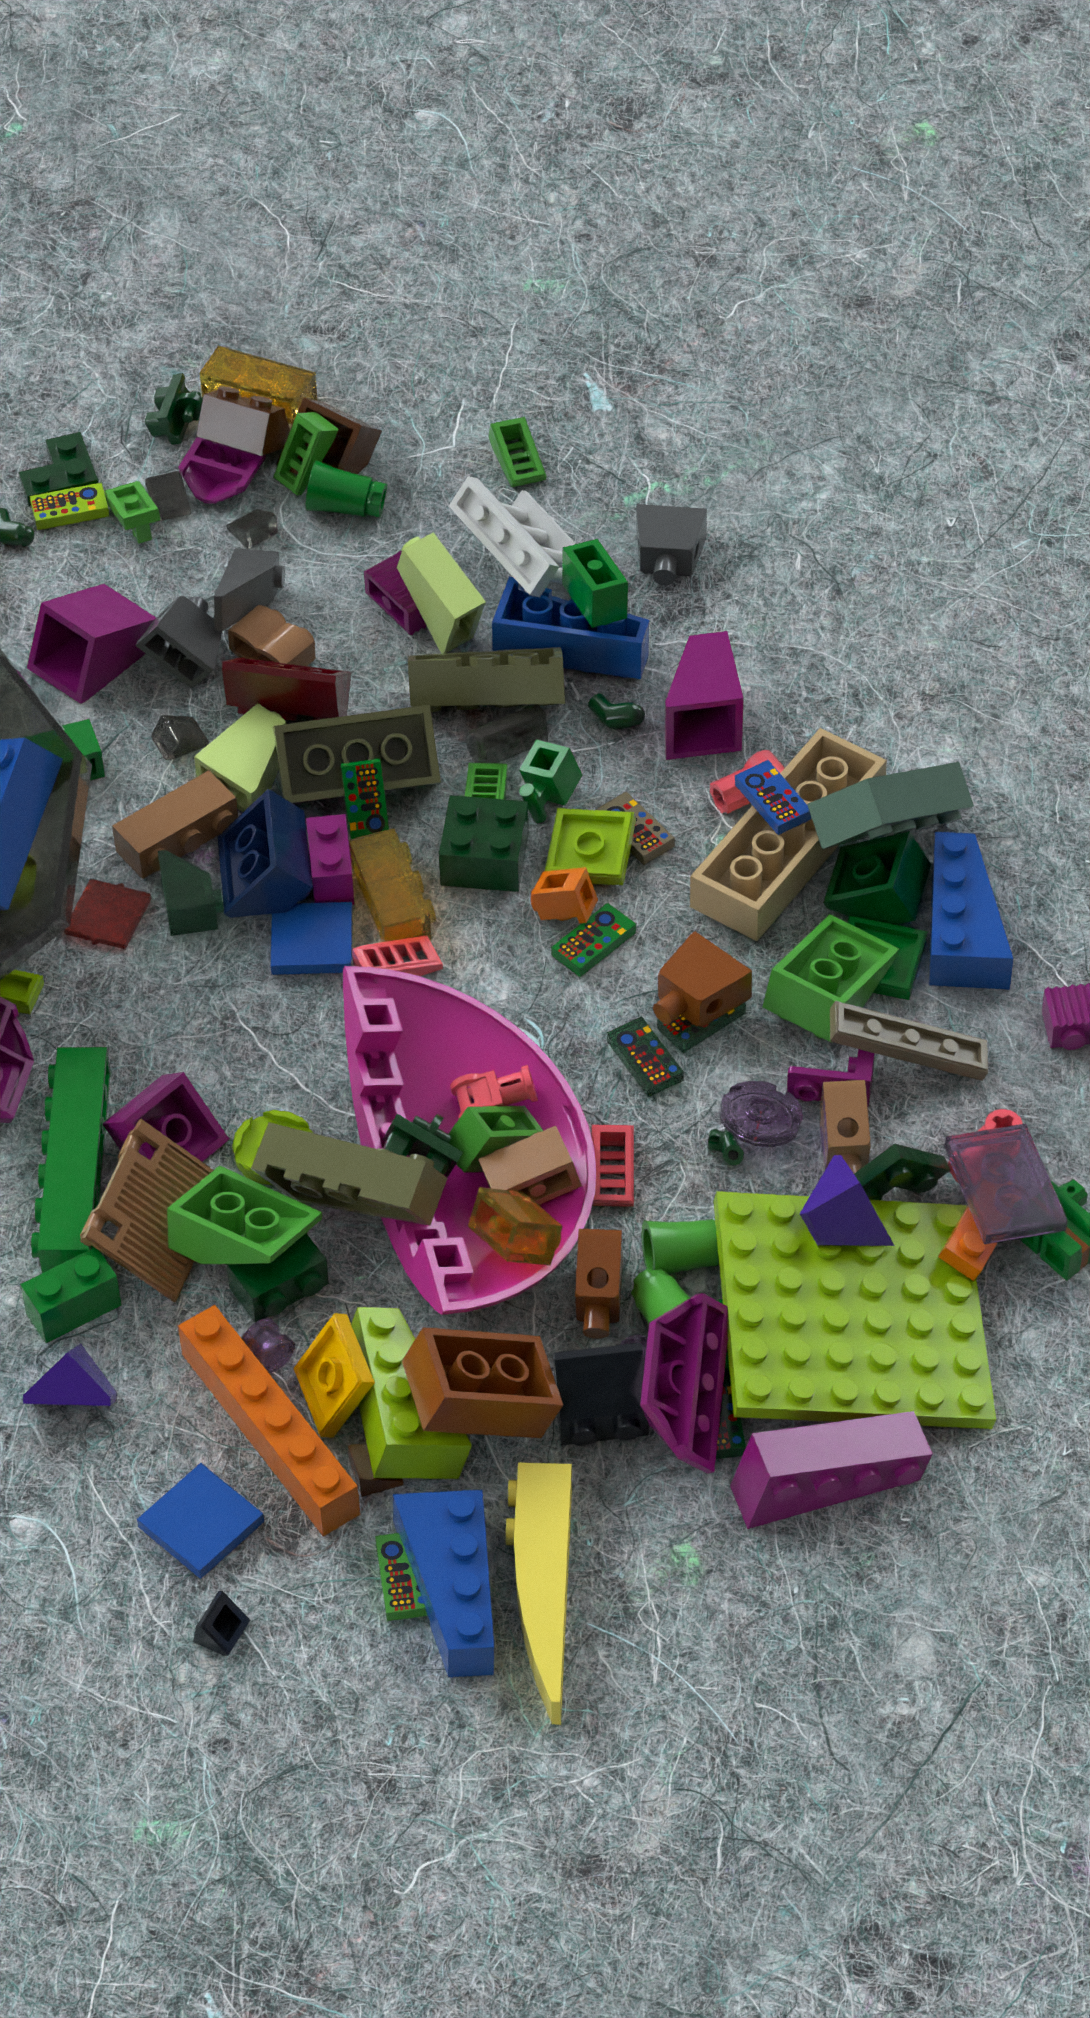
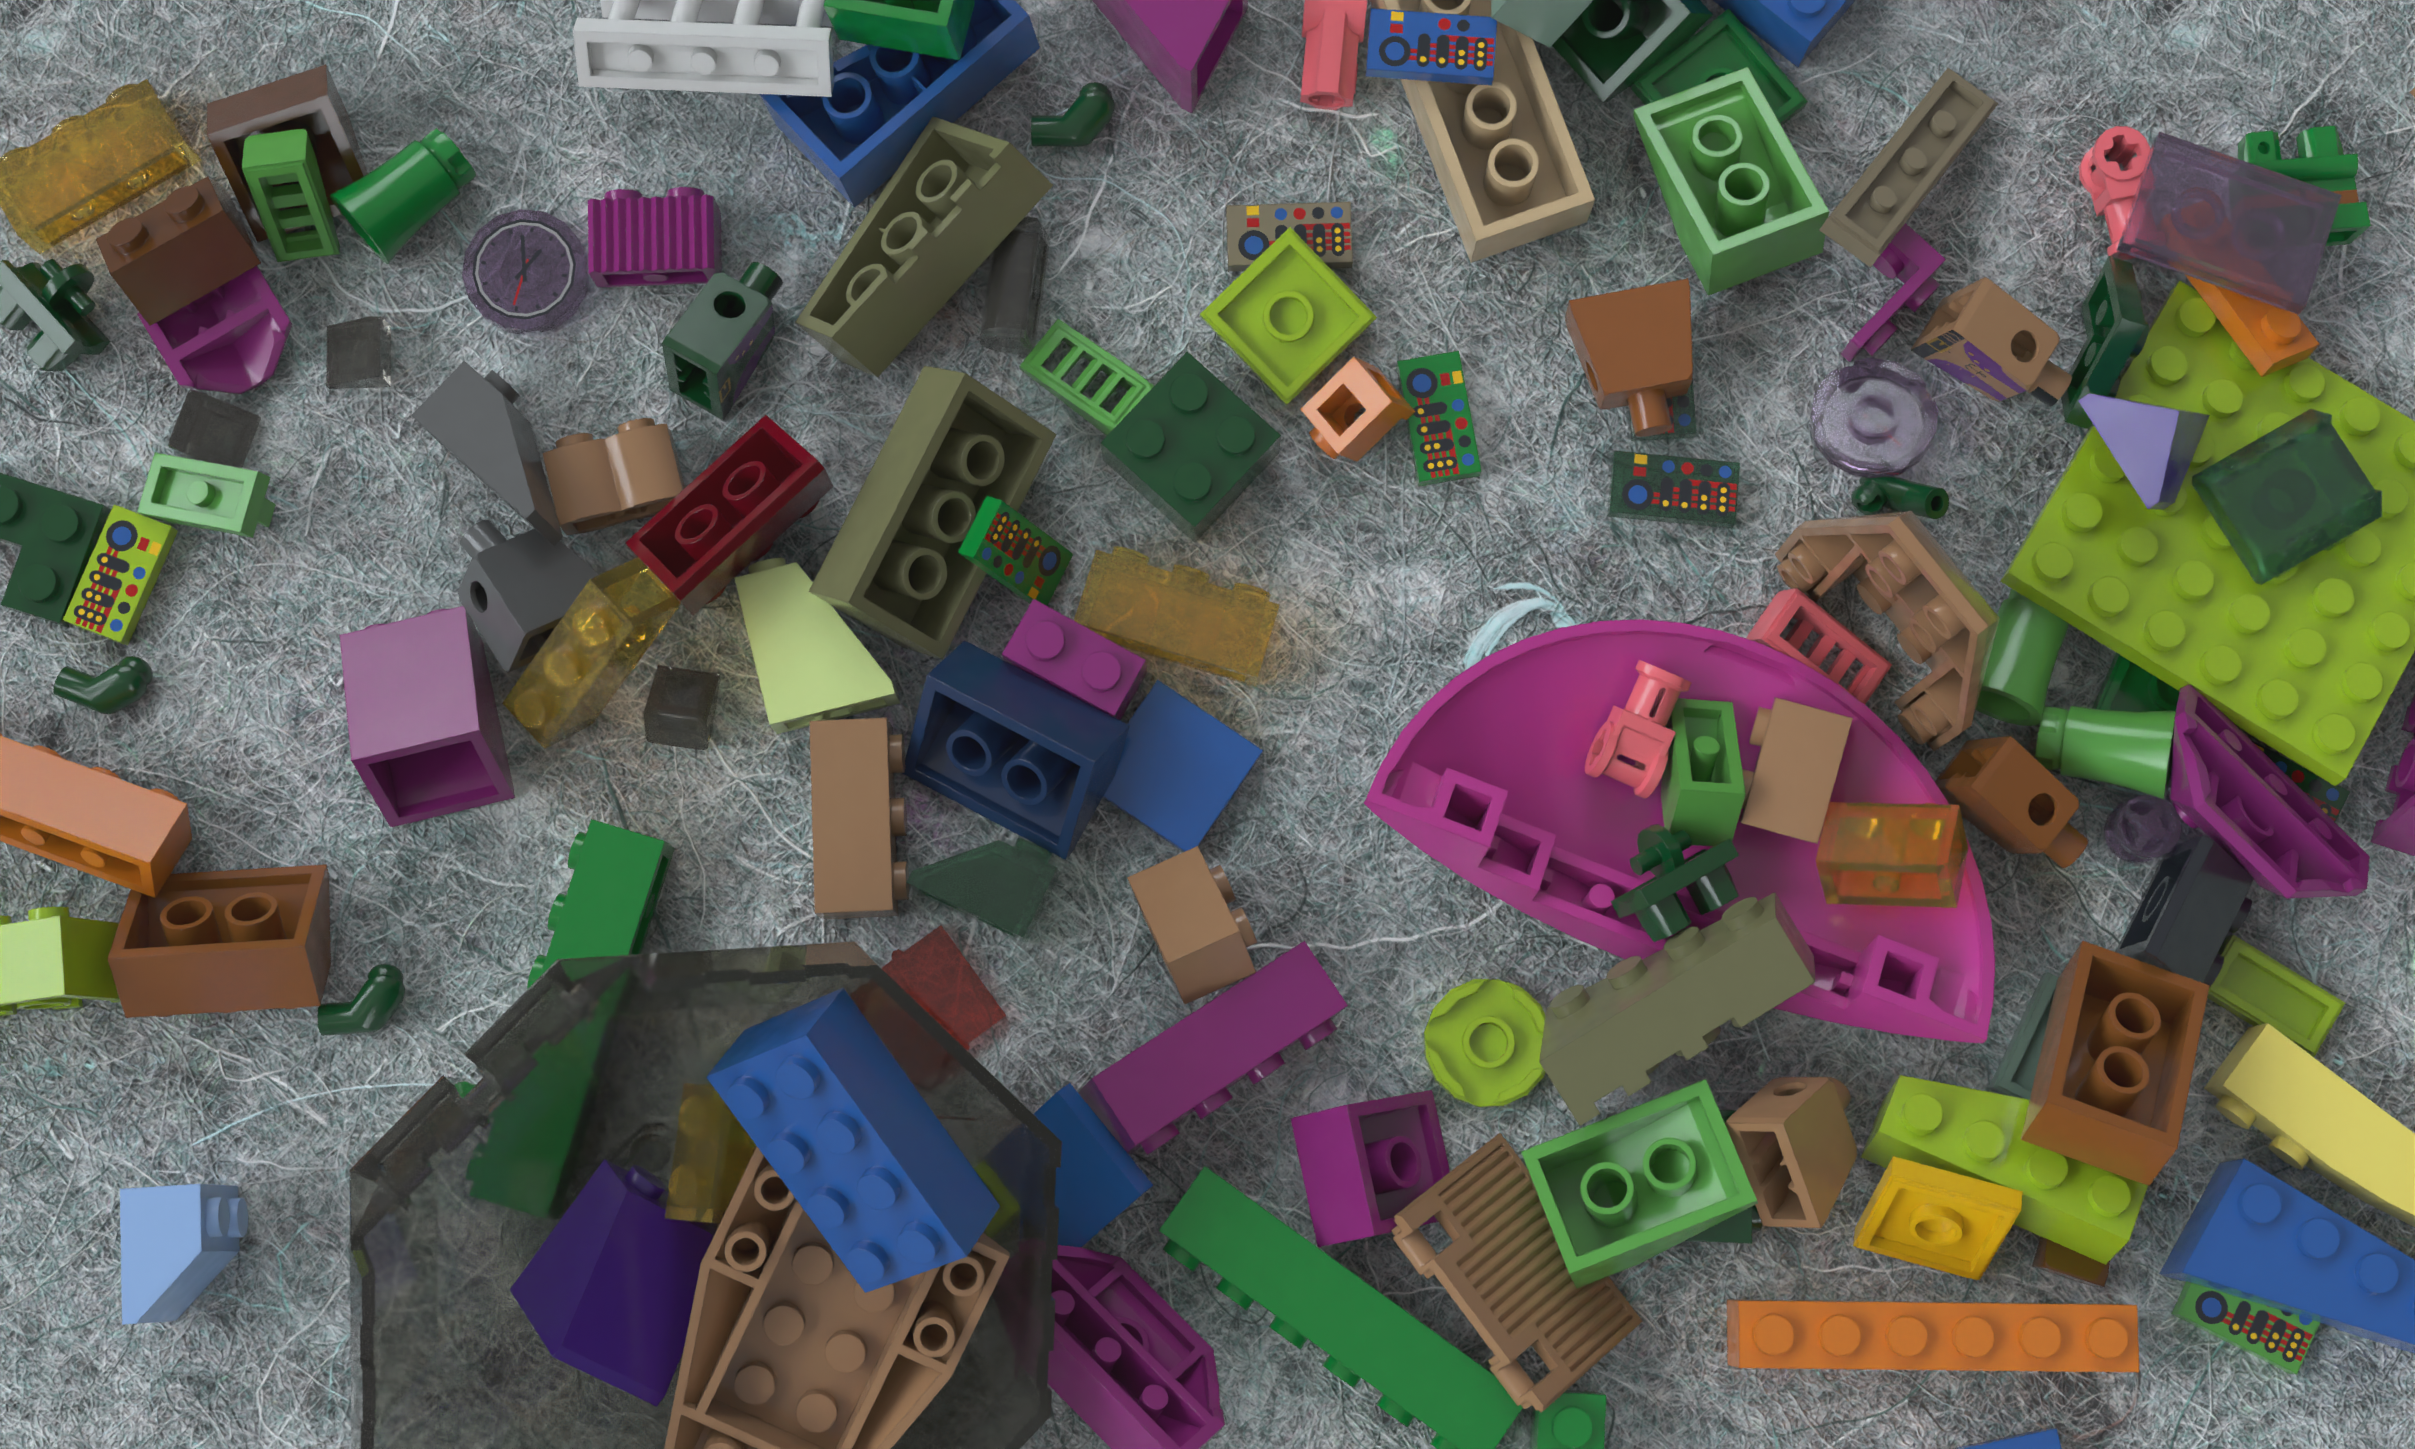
camera: 55 degrees left, 30 degrees up
(62, 998) = (1095, 1171): none -> blue tile
(166, 1020) = (1214, 1049): none -> magenta wedge
(170, 664) = (591, 652): none -> clear yellow brick
(230, 971) = (1193, 925): none -> medium nougat brick
(268, 1344) = (1812, 1261): clear purple wheel -> none
(321, 1282) = (1795, 1148): none -> medium nougat torso
(343, 558) = (526, 272): none -> clear purple tile
(376, 636) = (722, 338): none -> dark green torso
(384, 952) = (1284, 737): coral slope -> none
(440, 592) = (731, 205): yellowish green slope -> none
(548, 776) = (1143, 287): green brick -> none
(596, 1483) = (2269, 992): none -> lime tile
(646, 1129) = (1924, 596): none -> medium nougat wedge
(872, 1293) = (2288, 495): none -> clear green slope

